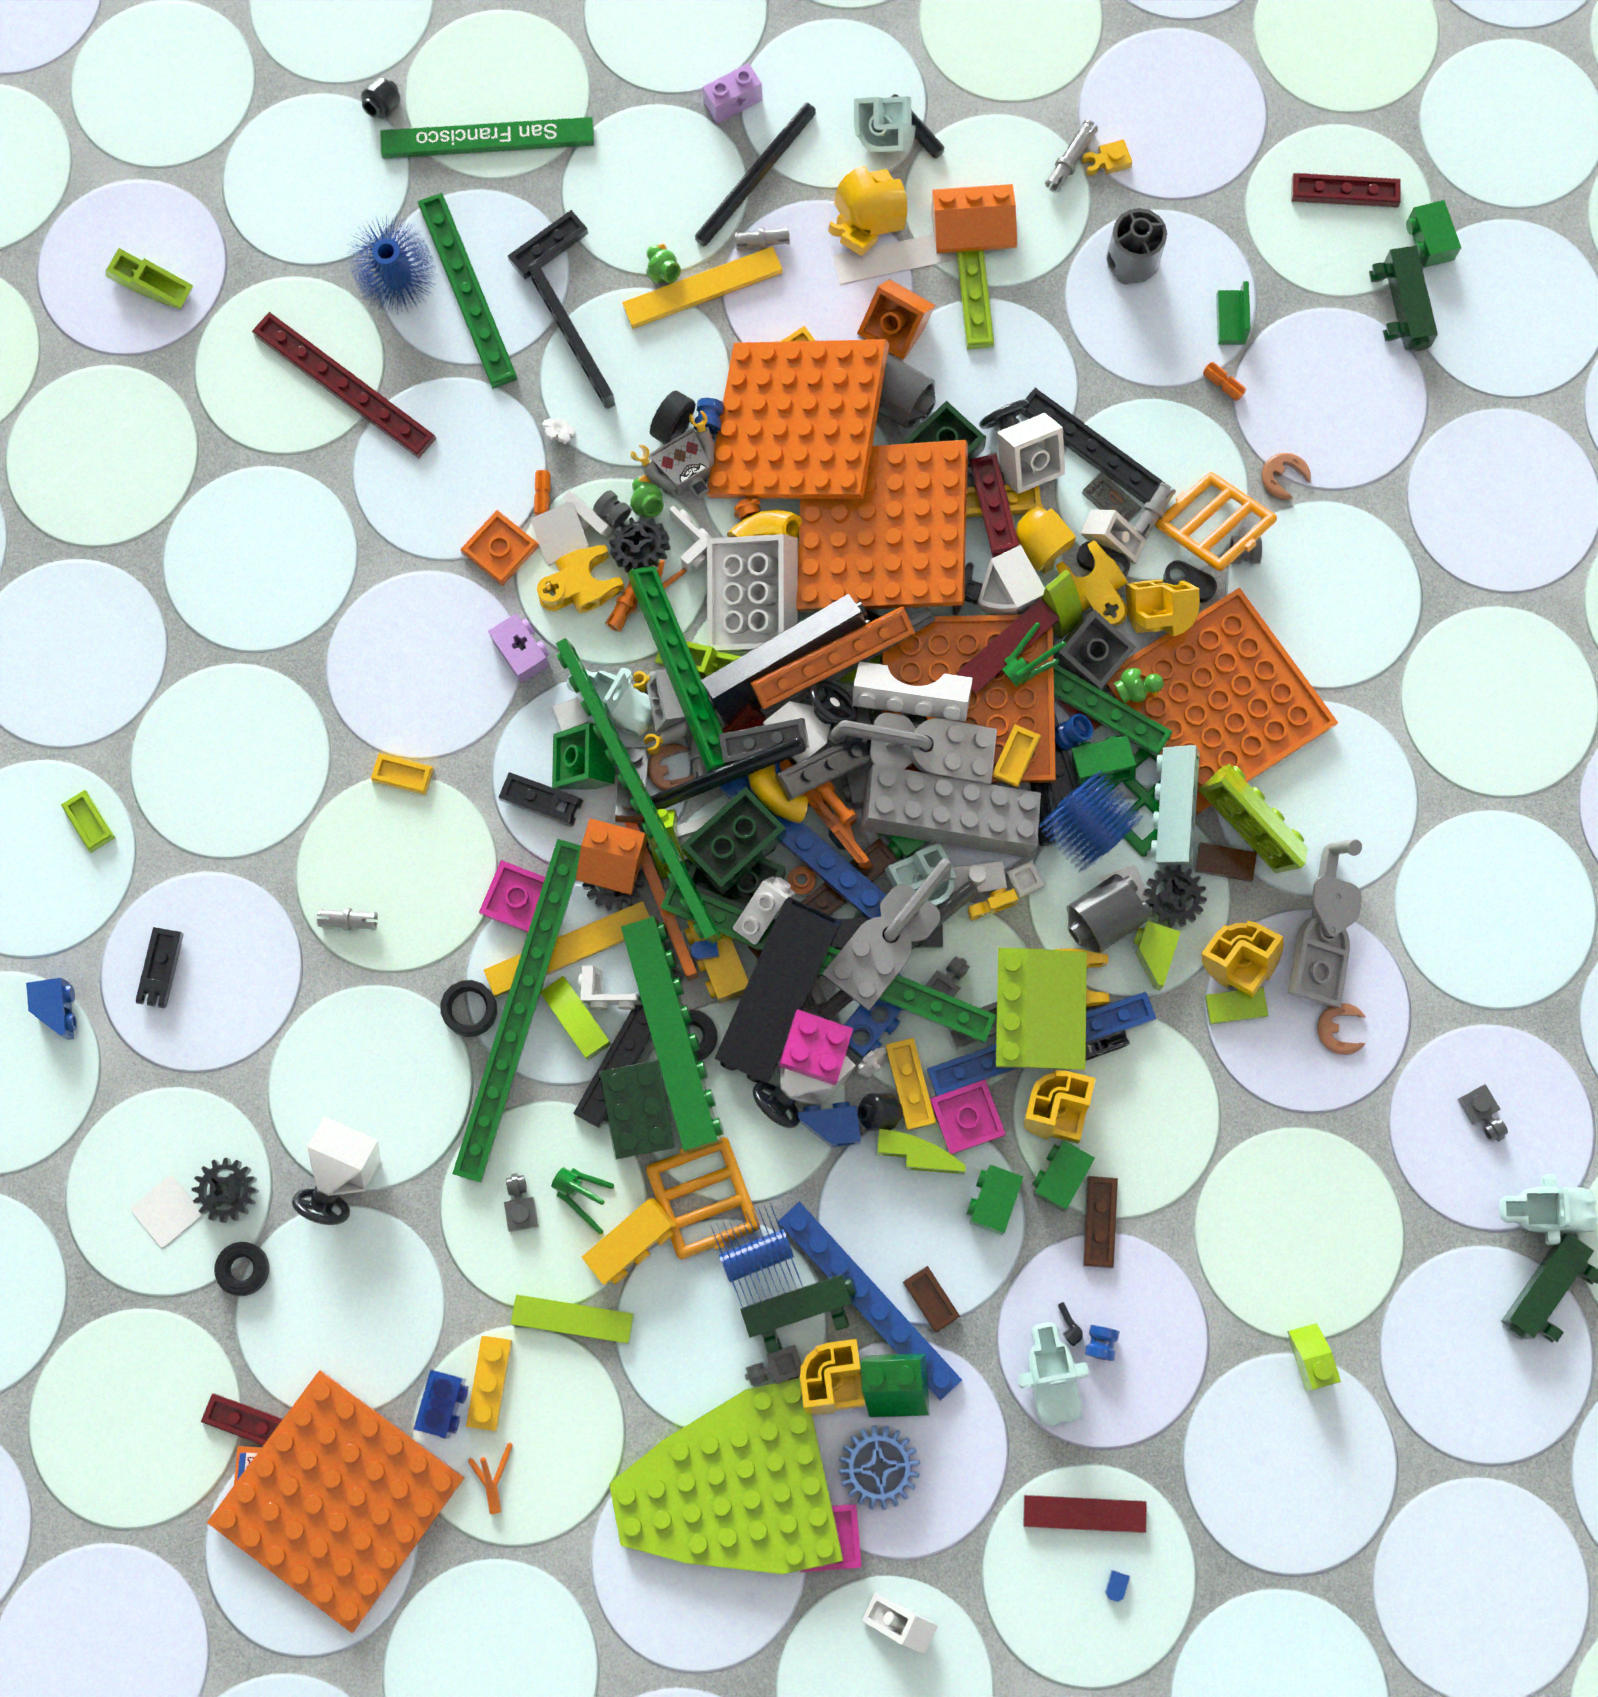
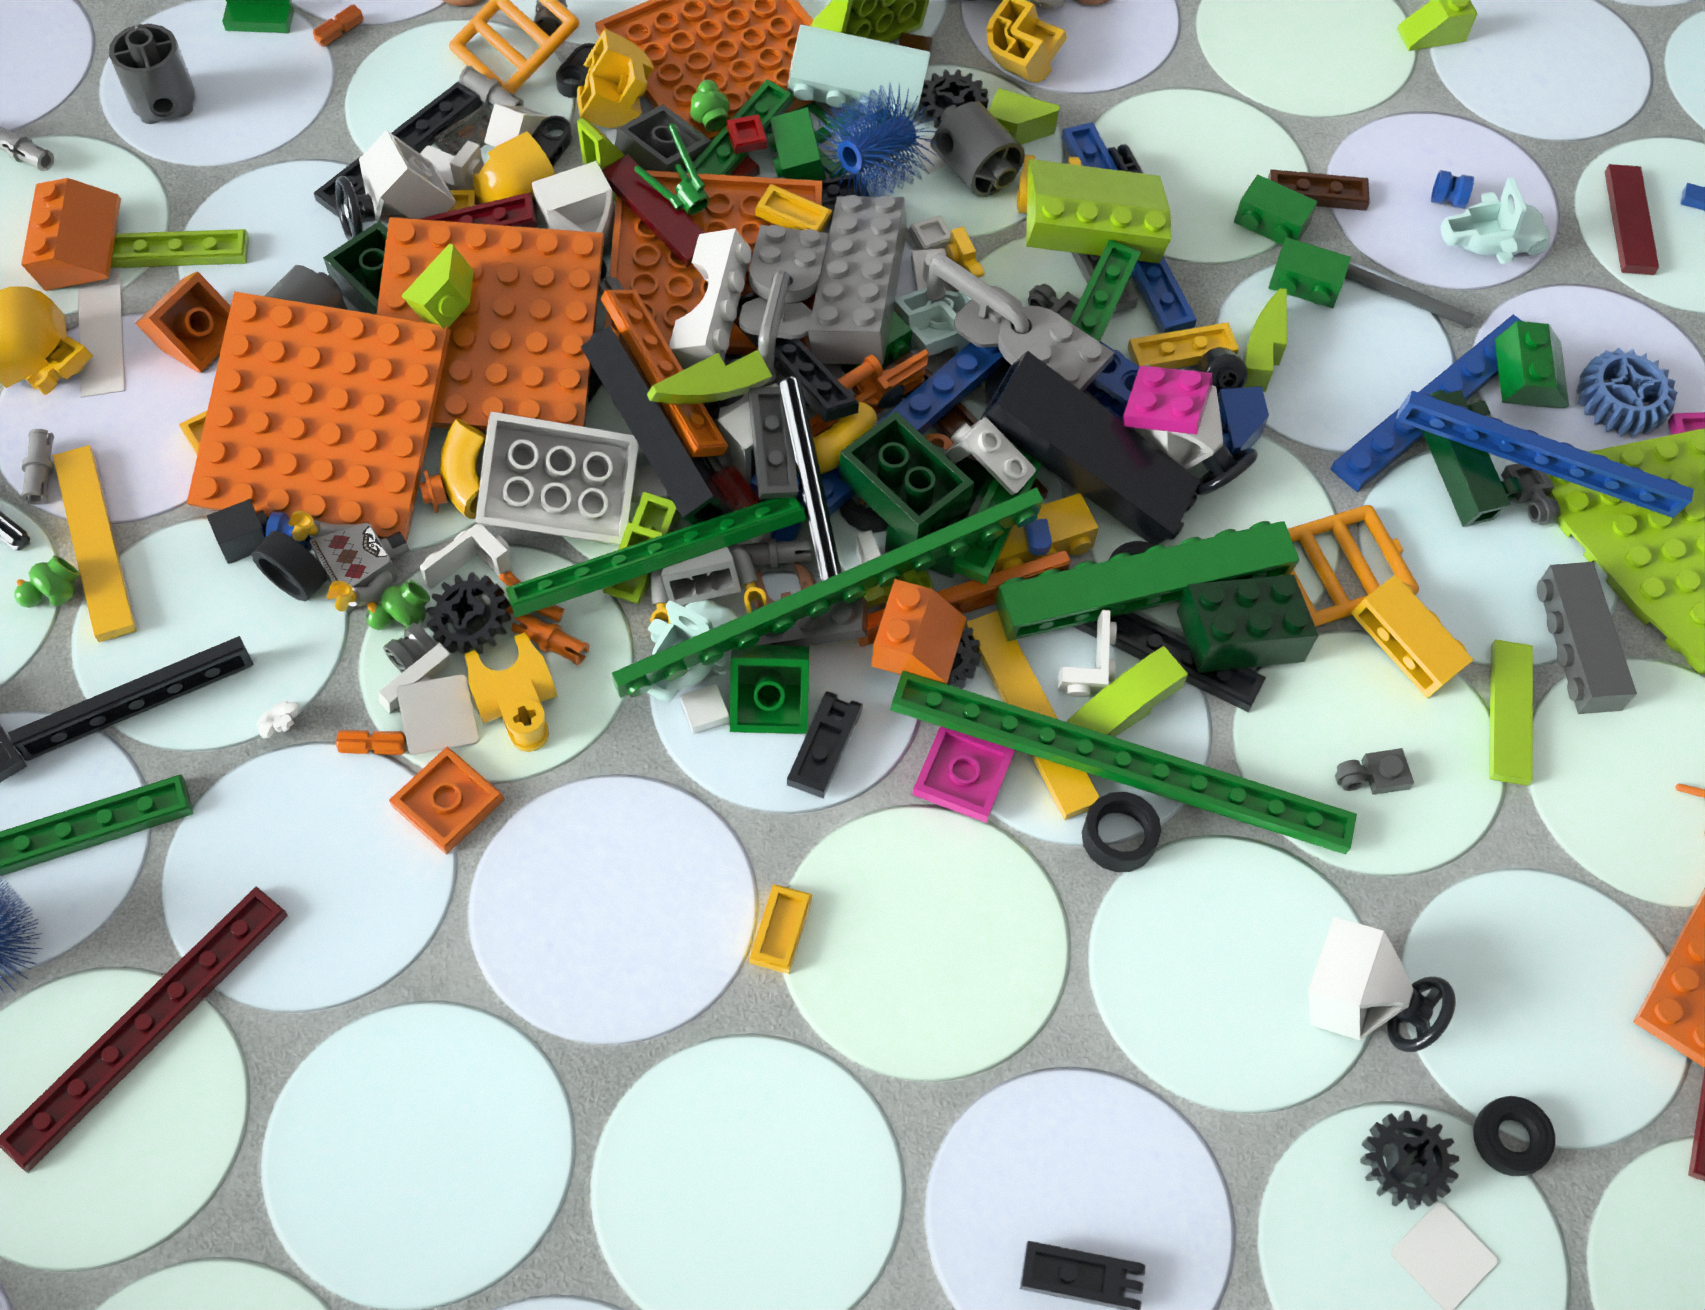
camera: 95 degrees left, 15 degrees down
(347, 919) = (999, 997): light grey pin -> none
(440, 1404) = (1652, 859): clear blue bracket -> none
(489, 1383) = (1608, 809): yellow plate -> none
(512, 633) = (624, 767): lavender brick -> none
(568, 1183) = (1343, 712): green plant -> none
(633, 1386) = (1585, 638): none -> dark grey brick
(708, 379) = (238, 530): none -> black brick
(756, 1255) = (1419, 484): blue piece -> none
(782, 1376) = (1544, 454): none -> blue plate
(805, 688) = (712, 380): none -> lime slope
(832, 1378) = (1546, 416): yellow brick -> none
(890, 486) = (442, 289): none -> lime slope
(931, 1299) = (1426, 343): reddish brown tile -> none
(967, 1117) = (1219, 294): dark pink plate -> none
(983, 1289) = (1409, 295): none -> dark grey bar
(1059, 1105) = (1200, 207): yellow brick -> none
(1066, 488) = (459, 169): none -> white bracket
(1073, 732) = (759, 164): blue wheel -> none
(1074, 1333) = (1438, 216): black hand -> none
(1101, 585) = (562, 129): yellow piece -> none
(1106, 717) = (746, 134): none -> red tile
(1110, 156) = (20, 109): yellow plate -> none
(1235, 1006) = (1073, 65): lime tile -> none

